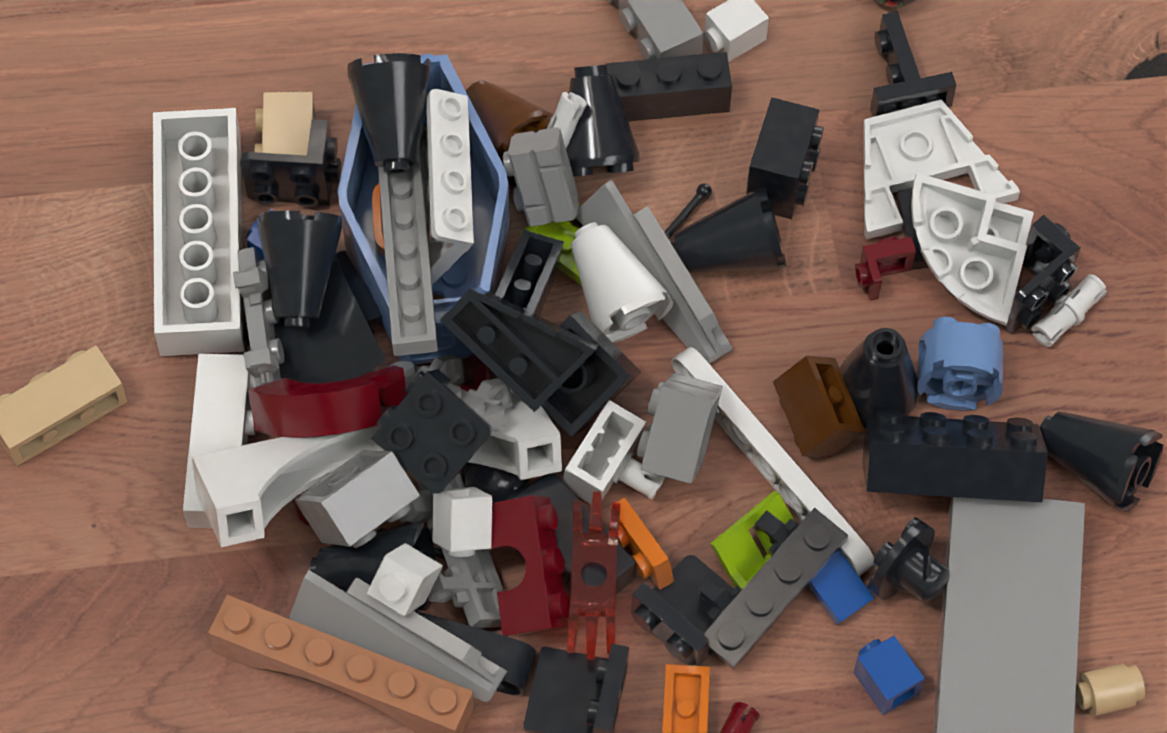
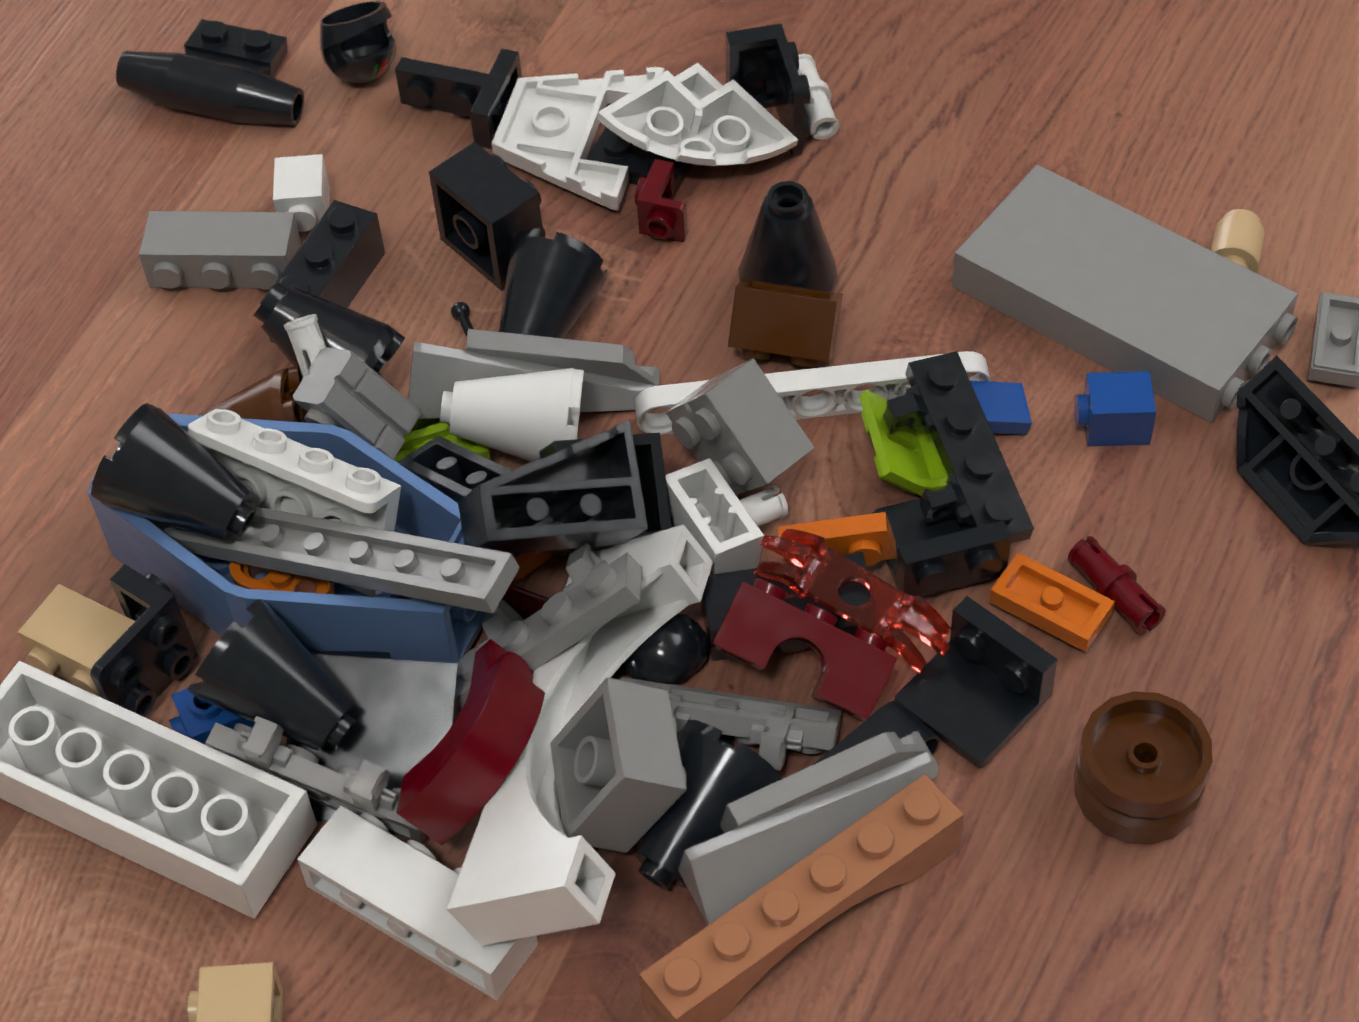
camera: 55 degrees left, 10 degrees down
(404, 579) = (768, 751): white brick -> none
(432, 431) = (600, 629): black bracket -> none
(462, 520) = (716, 675): white brick -> none
(909, 565) = (1017, 325): black plate -> none
(954, 456) = (922, 234): black brick -> none
(960, 364) = (834, 178): medium blue brick -> none
(1104, 454) = (990, 132): black cone -> none

